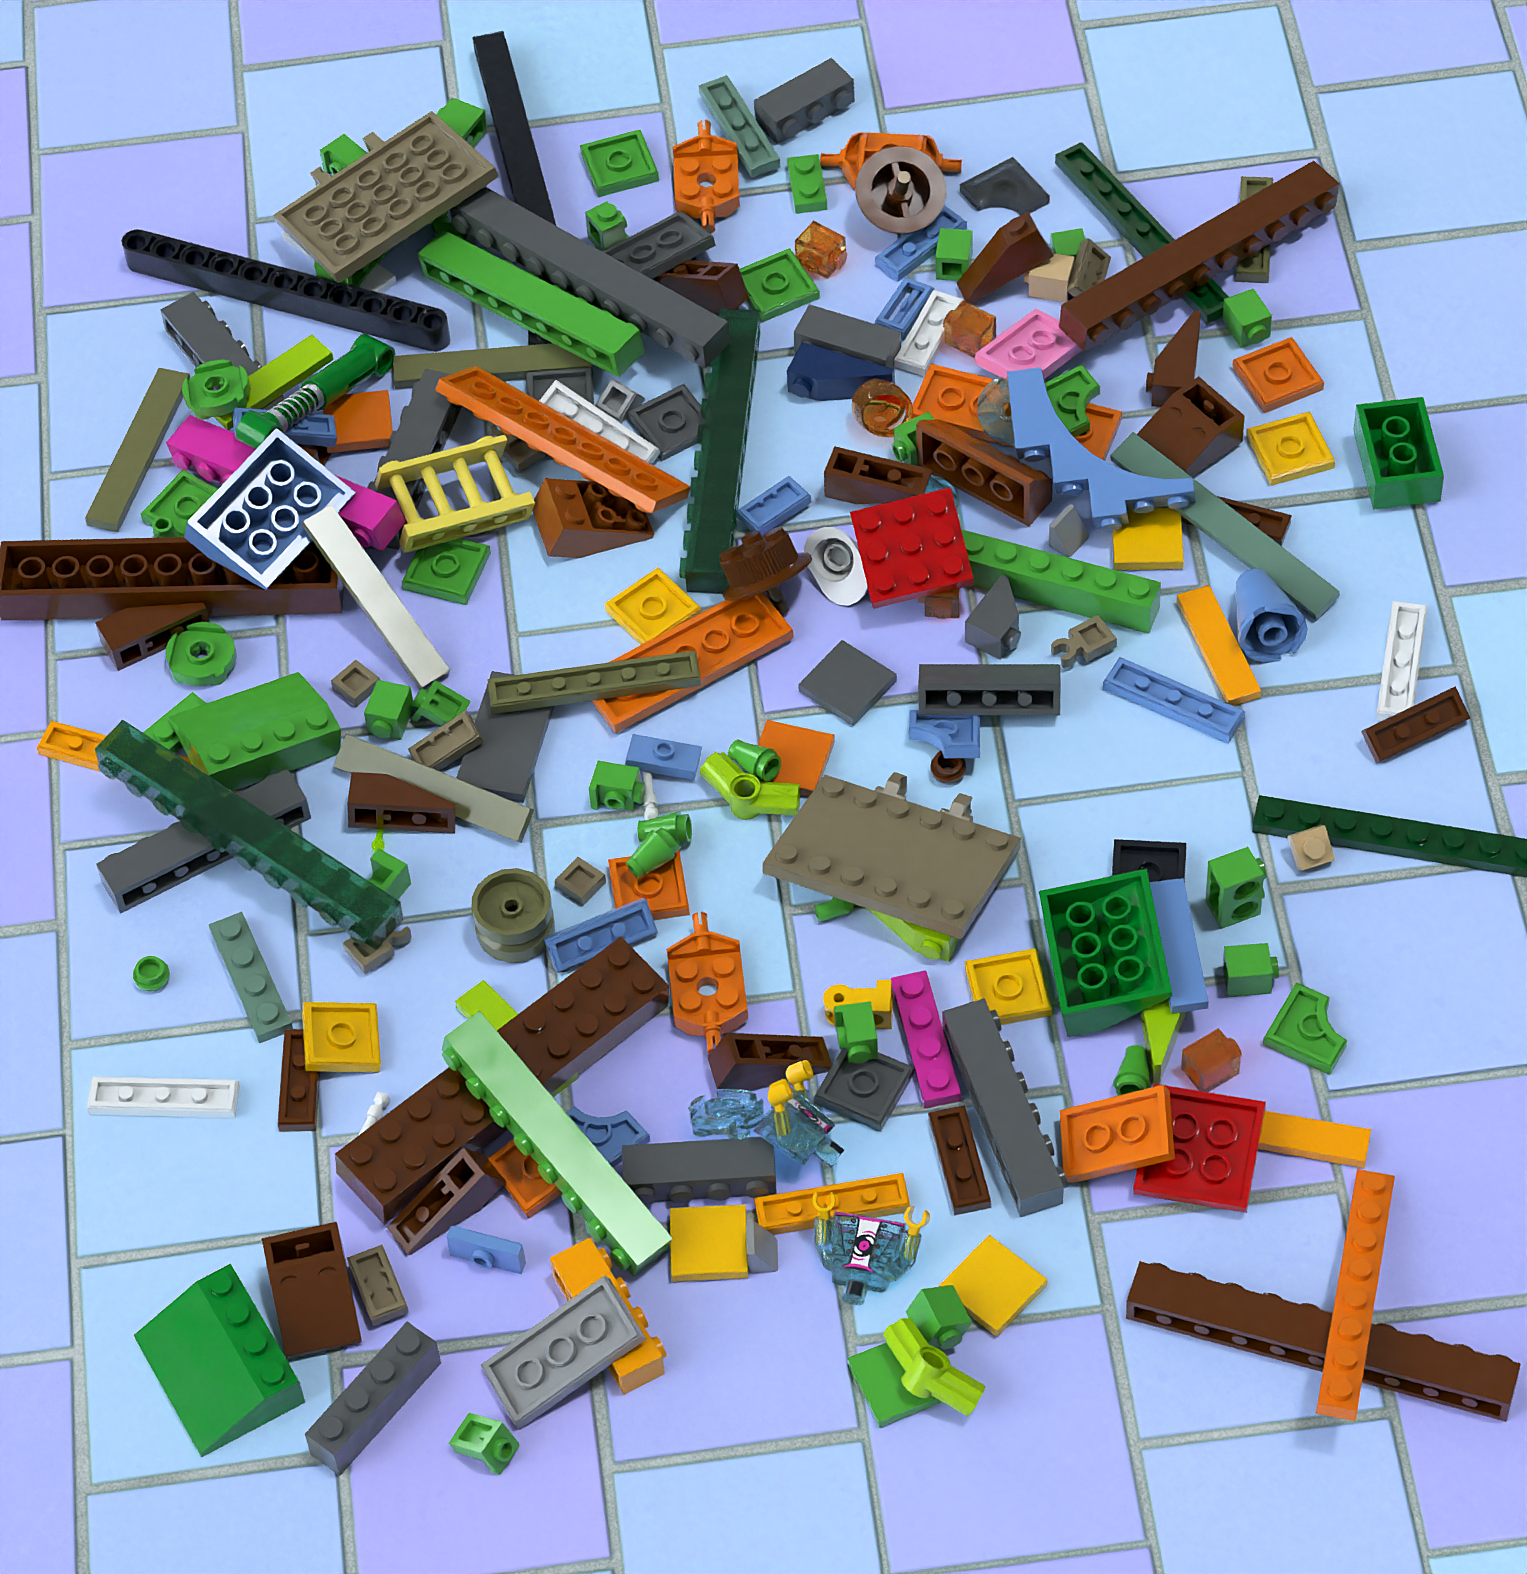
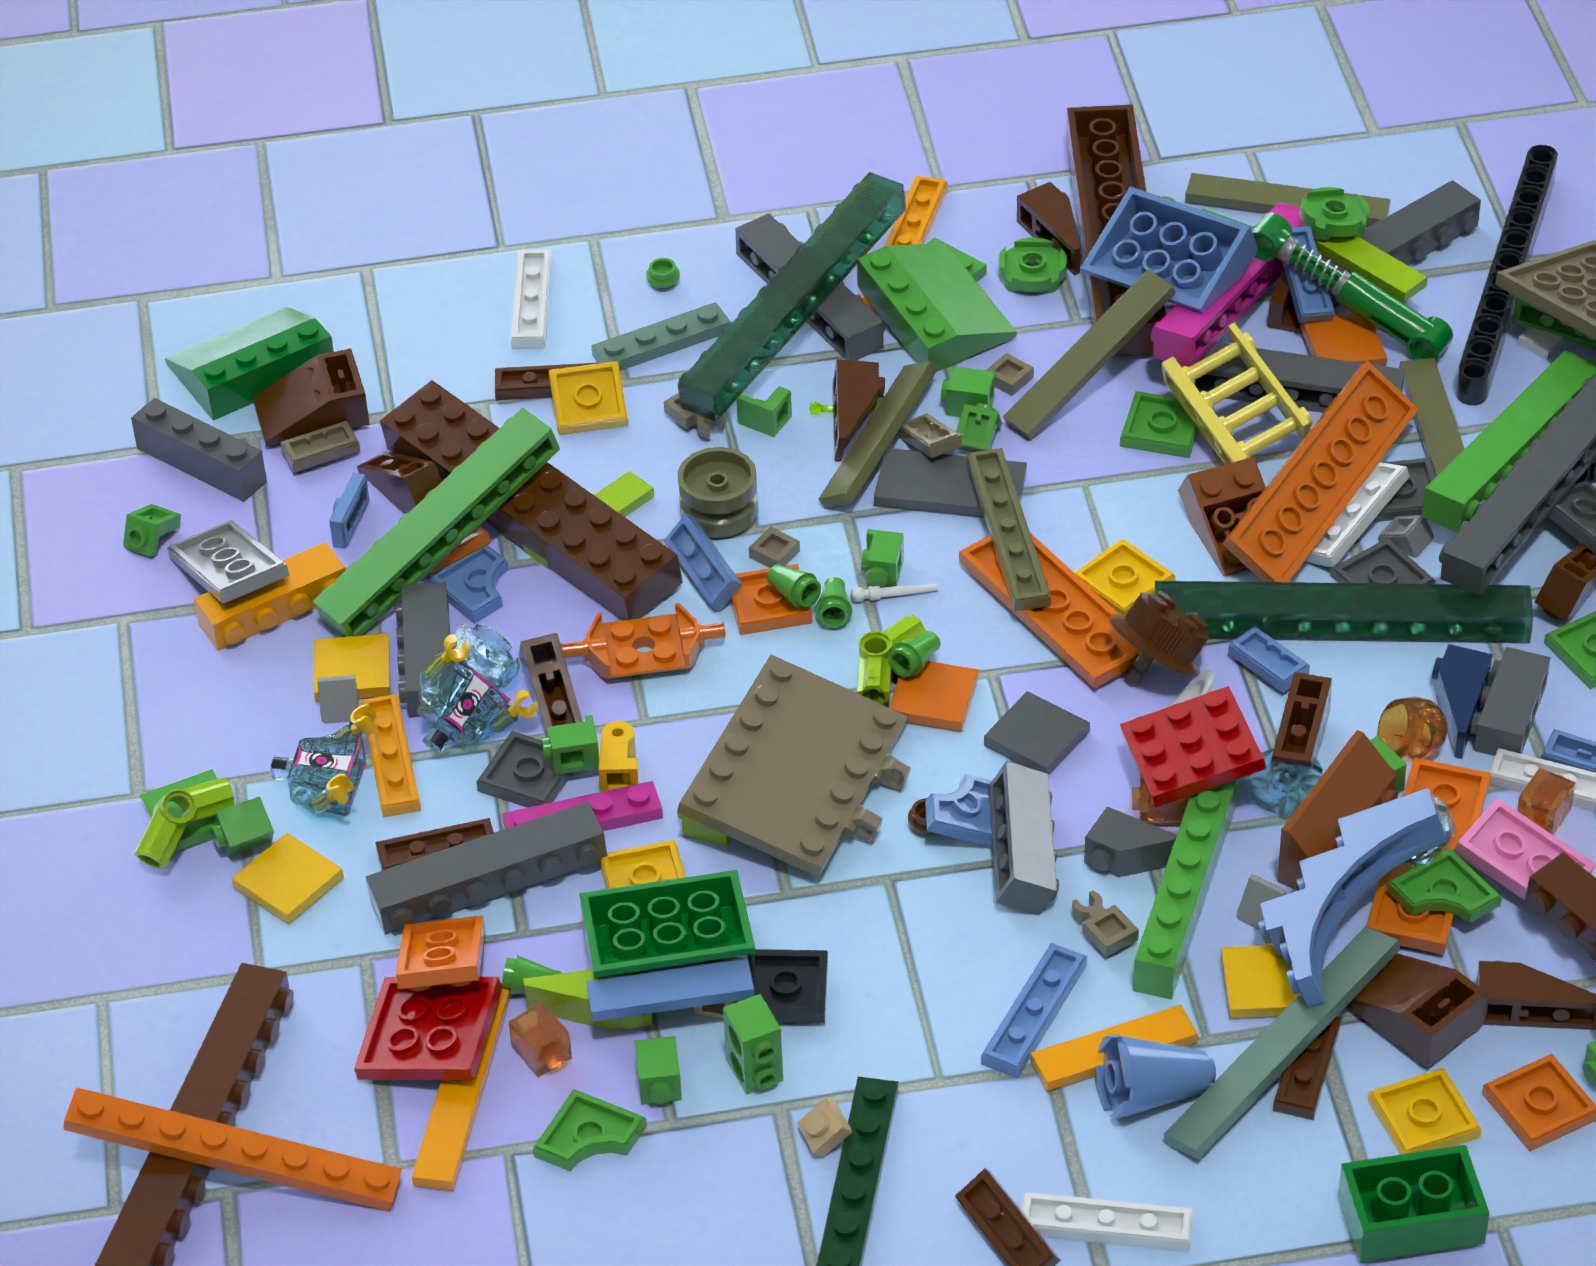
camera: 85 degrees right, 10 degrees down
(663, 756) = (927, 593): medium blue plate -> none

